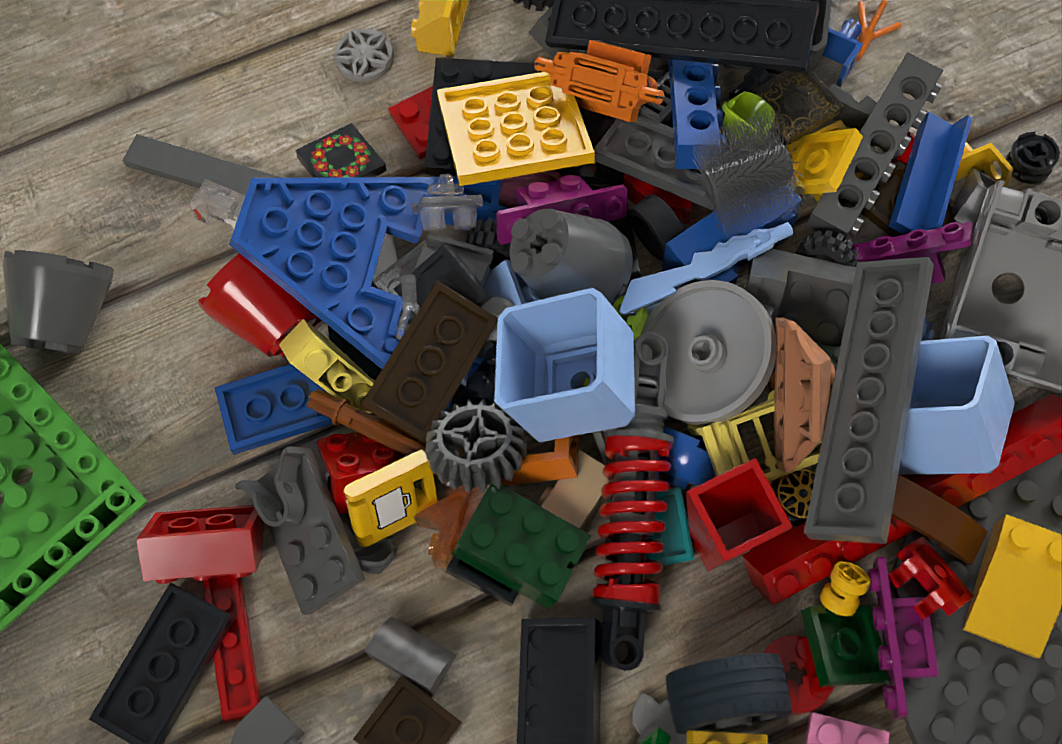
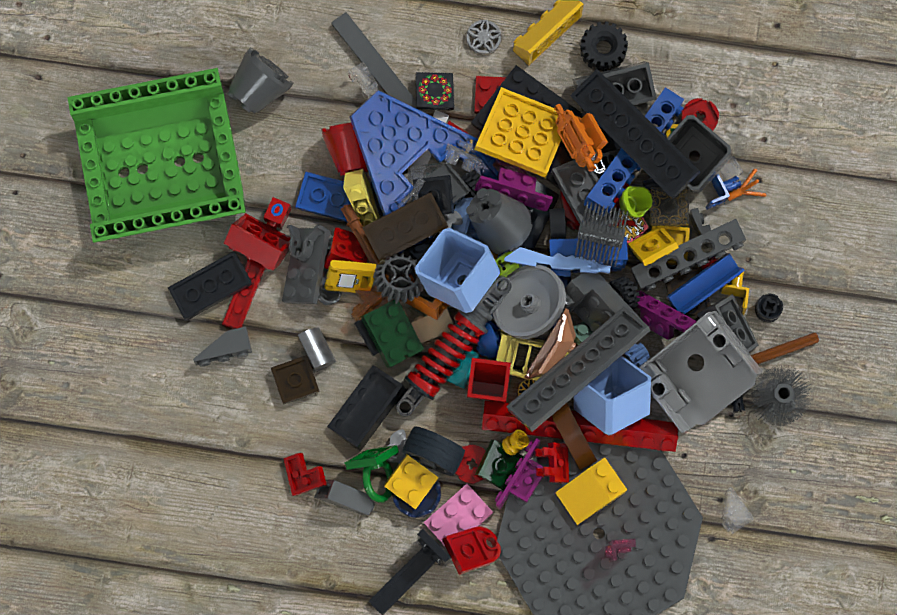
camera: 30 degrees right, 10 degrees up
(207, 479) = (277, 213): none -> red brick

